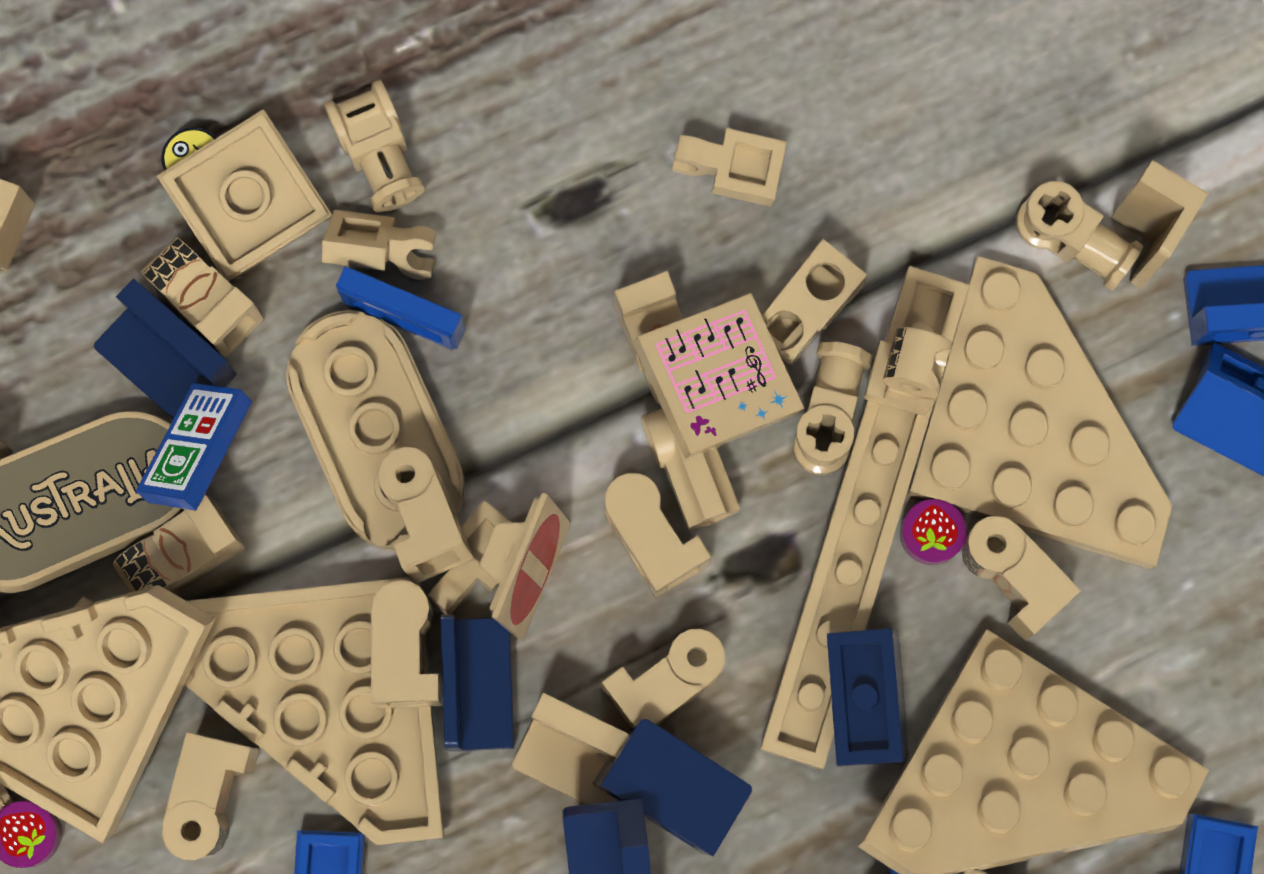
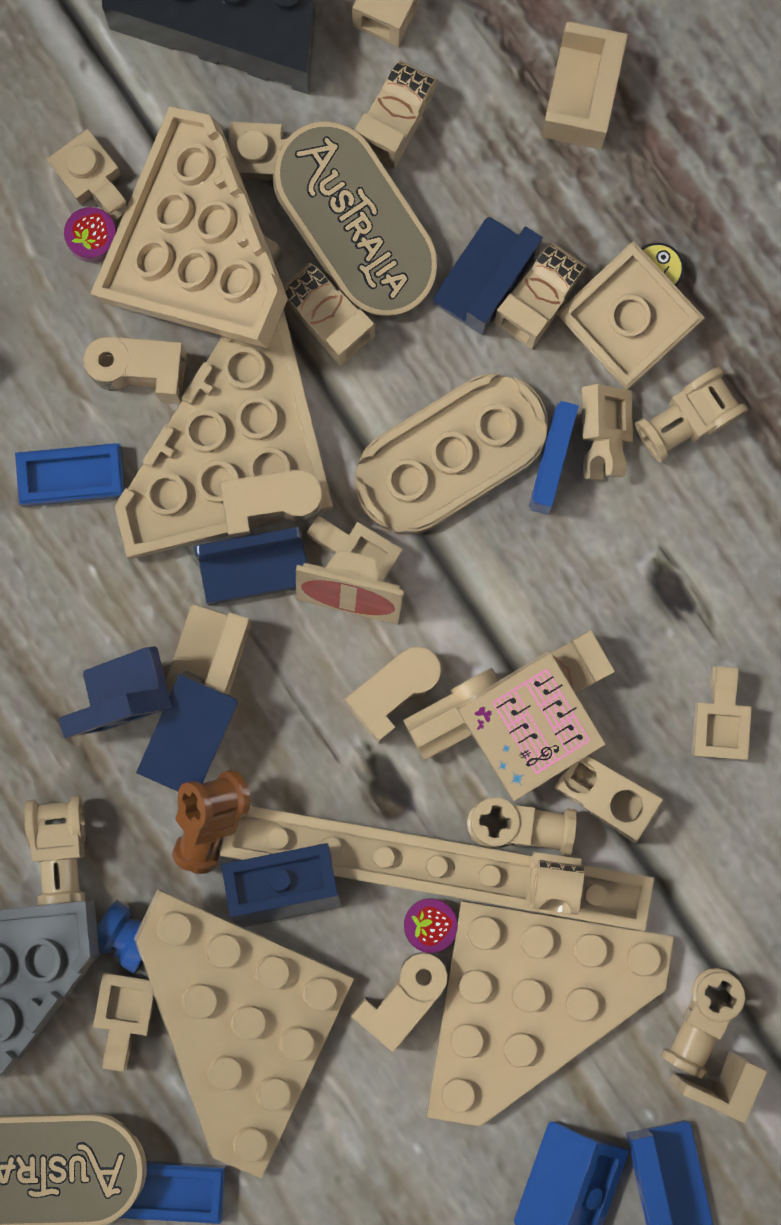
camera: 85 degrees right, 5 degrees up
(194, 446) = (412, 310): tile -> none
(427, 512) = (381, 503): tan leg -> none
(685, 672) = (287, 735): tan leg -> none
(776, 774) = (206, 816): none -> dark orange connector

